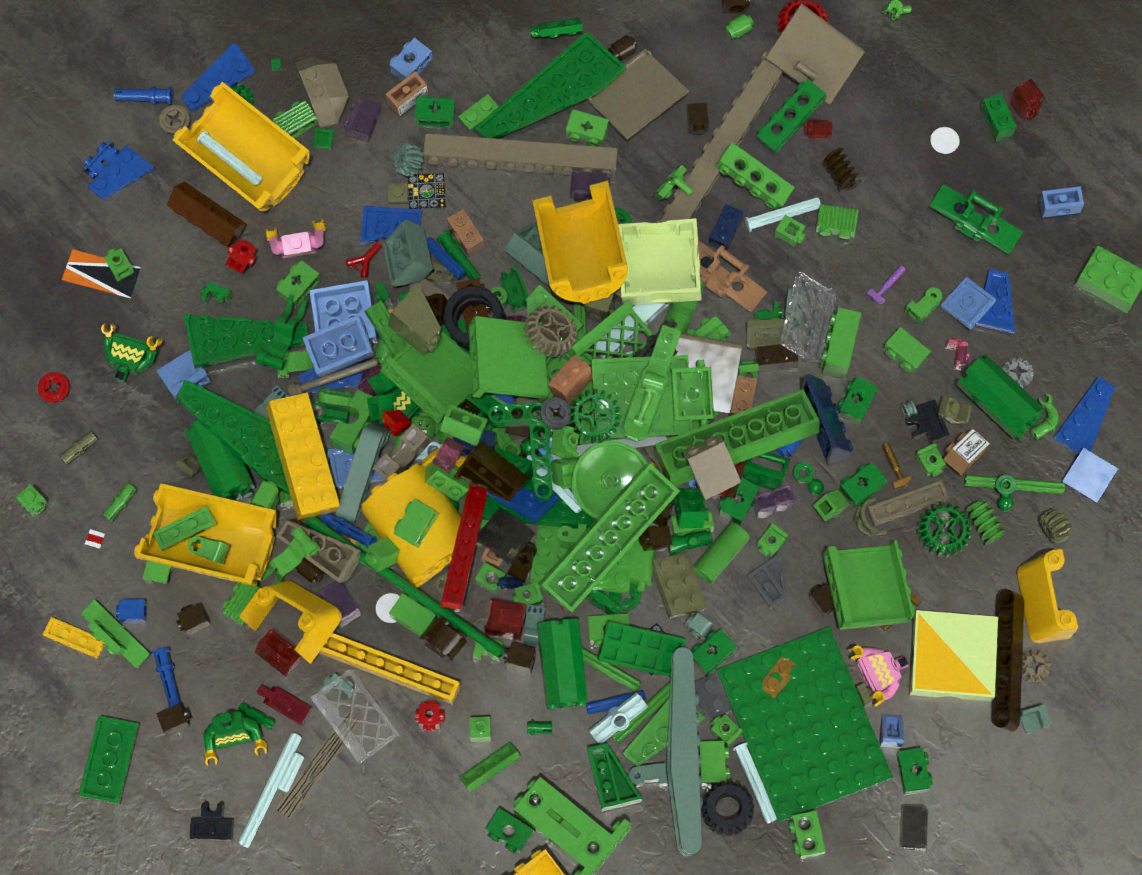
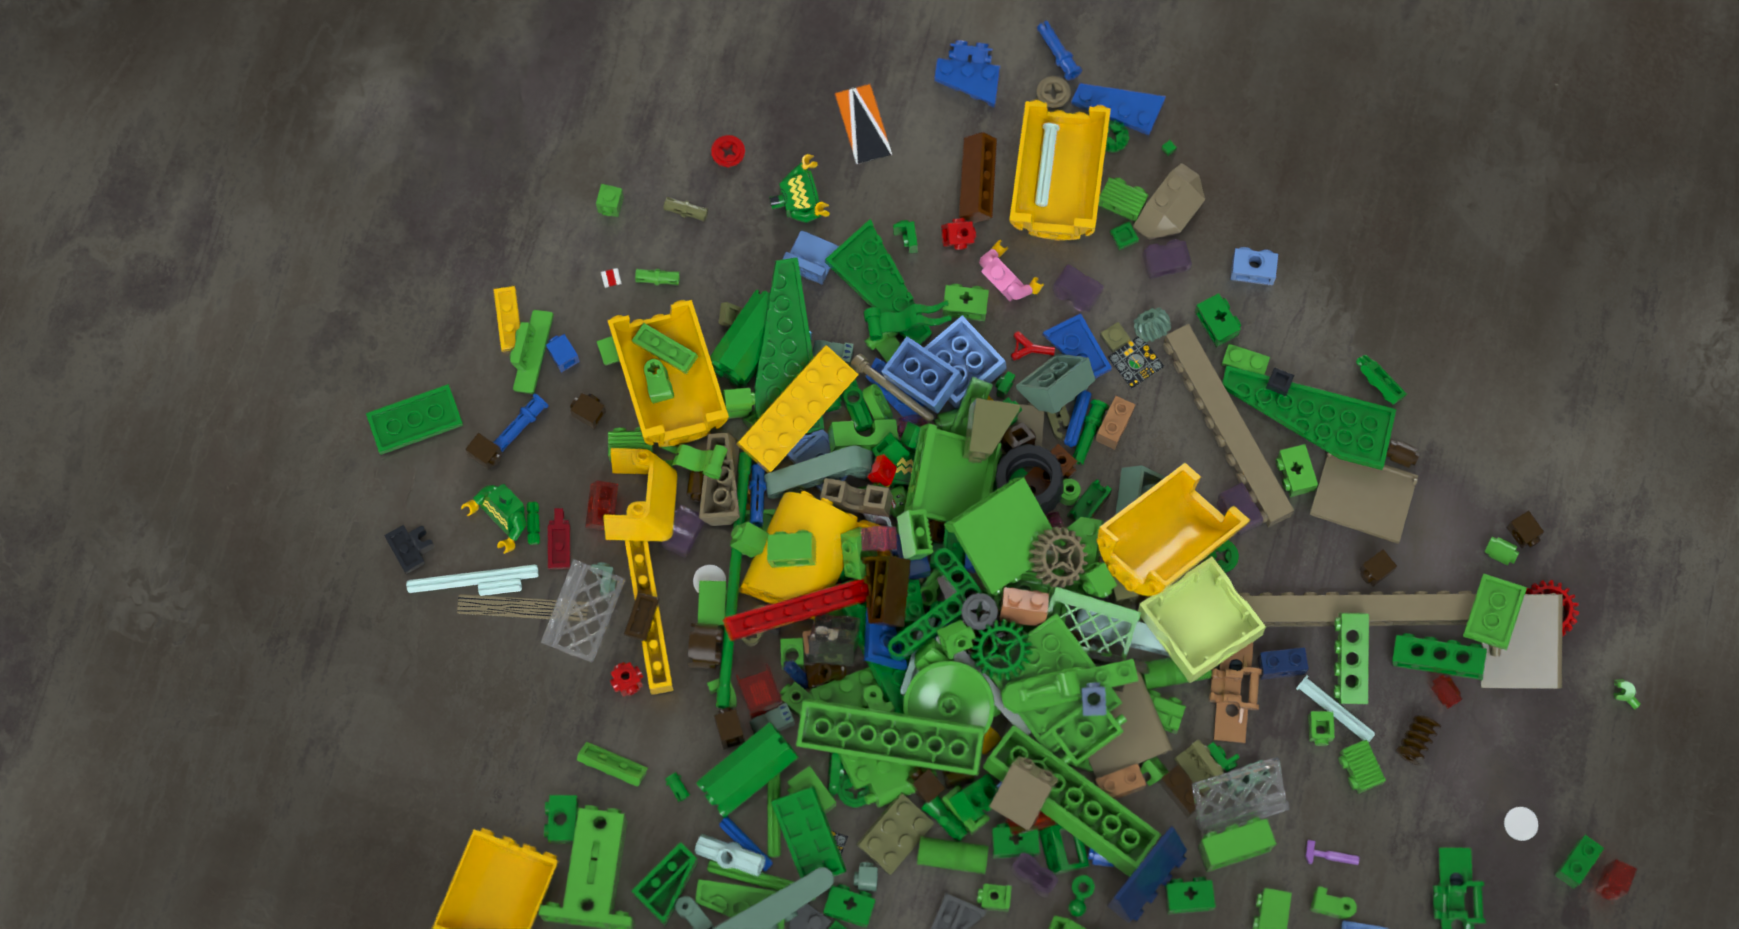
camera: 55 degrees right, 0 degrees up
(119, 269) = (878, 138): bright green brick -> none
(342, 196) = (1077, 288): none -> clear purple brick
(391, 671) = (641, 616): none -> dark brown plate
(404, 94) = (1216, 280): medium nougat brick -> none
(480, 729) = (642, 733): bright green brick -> none
(512, 97) = (1280, 381): none -> black tile
(584, 315) = (1097, 580): none -> bright green brick
(675, 178) = (1298, 585): bright green plate -> none
(685, 371) = (1099, 709): none -> sand blue brick
(785, 56) = (1494, 611): none -> bright green tile

